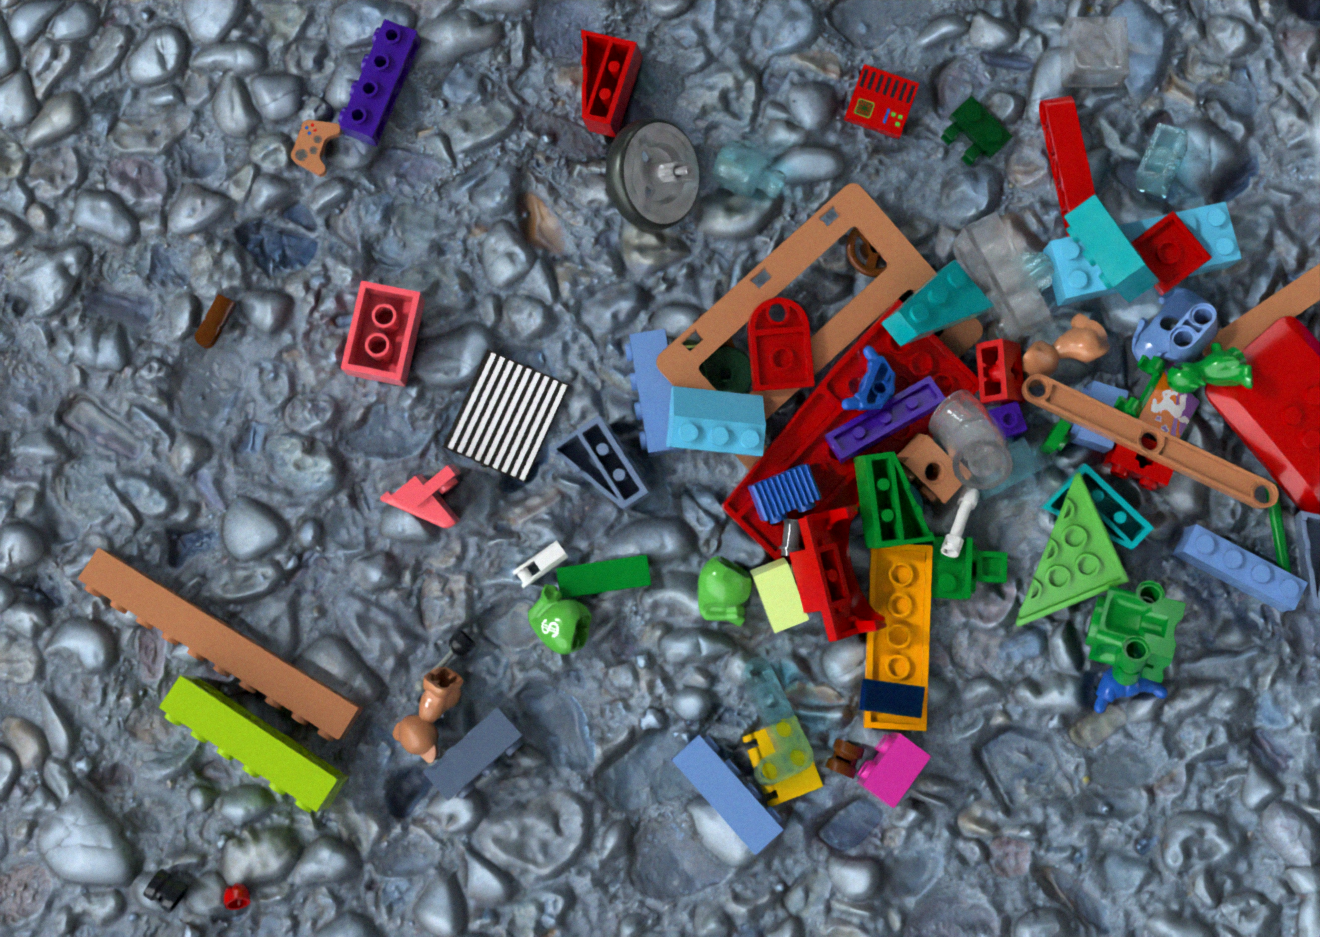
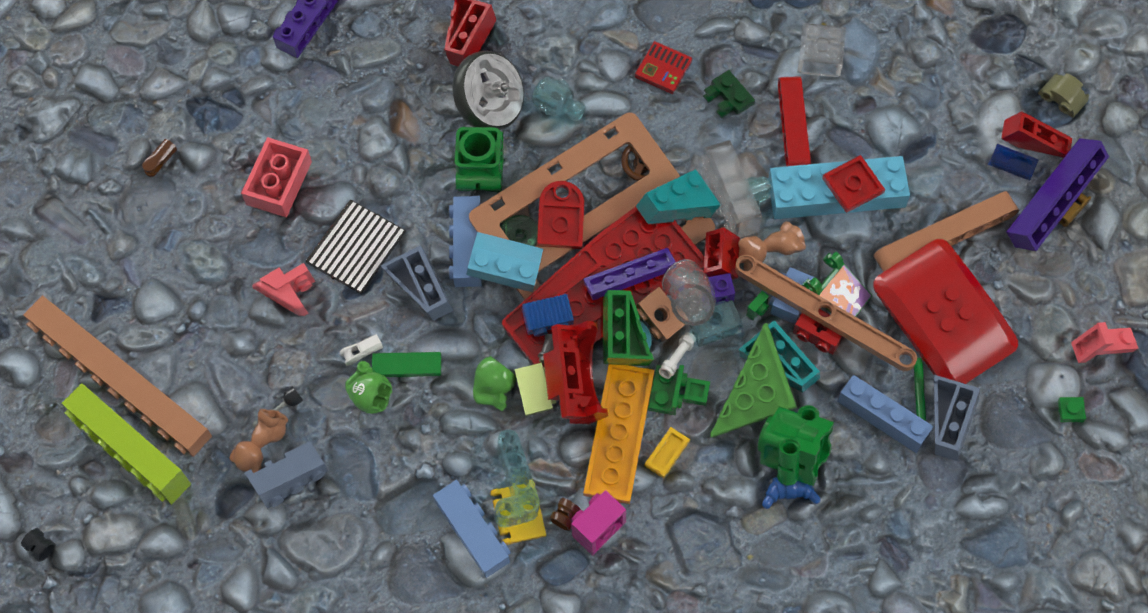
camera: 10 degrees right, 15 degrees down
(236, 897) = (85, 559): red hinge -> none
(311, 145) = (251, 50): nougat piece -> none
(652, 300) = (479, 159): none -> green piece
(875, 386) = (625, 248): blue piece -> none
(891, 698) = (606, 473): clear blue tile -> none
(962, 654) = (667, 452): none -> yellow tile
(1109, 249) = (809, 173): teal wedge -> none
(1162, 160) = (860, 125): clear light blue brick -> none
(1188, 310) = (860, 242): medium blue piece -> none
(1217, 368) = (883, 267): green animal -> none

